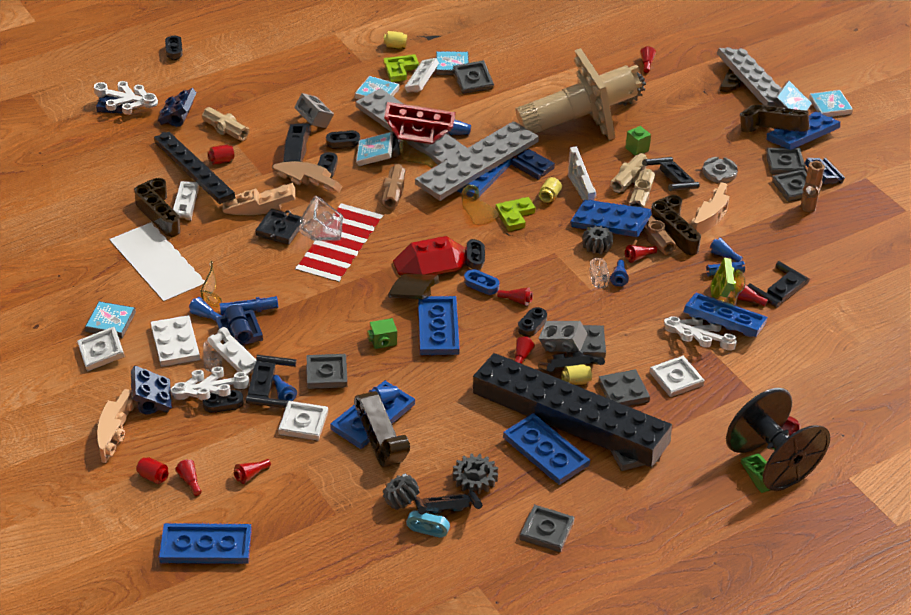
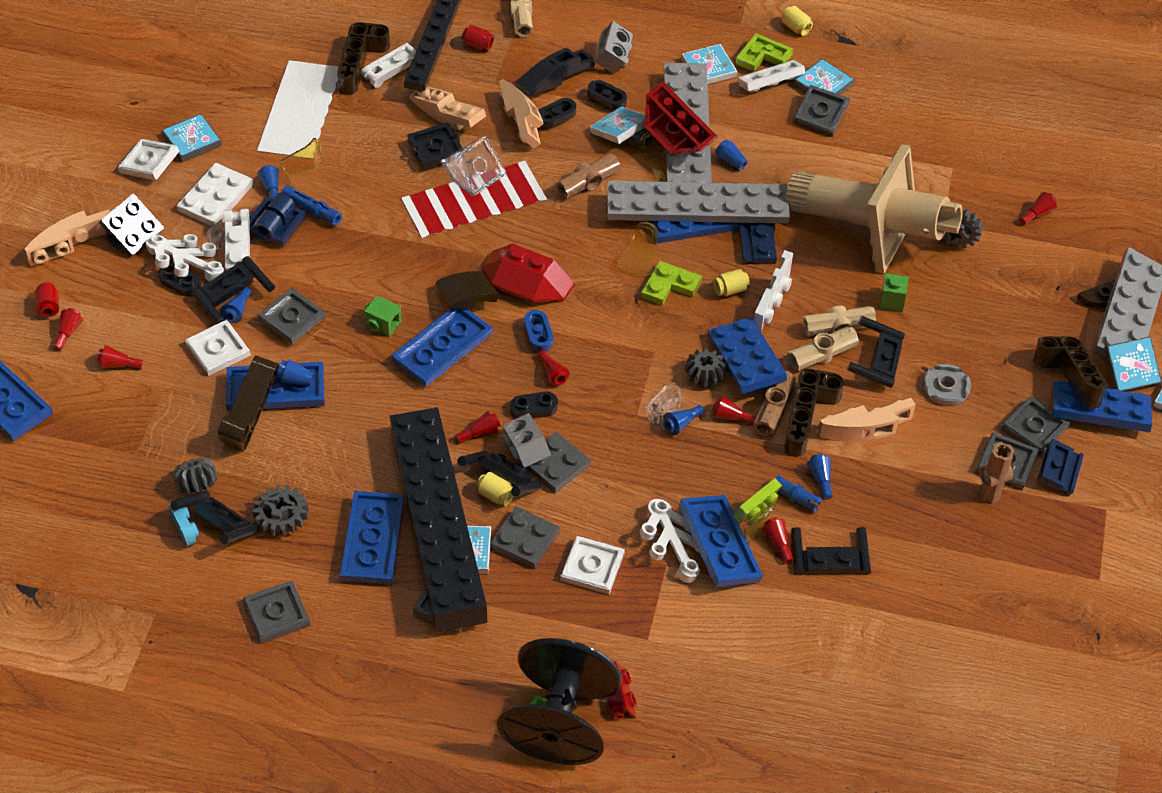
camera: 45 degrees right, 10 degrees up
(475, 254) = (567, 299): black plate -> none

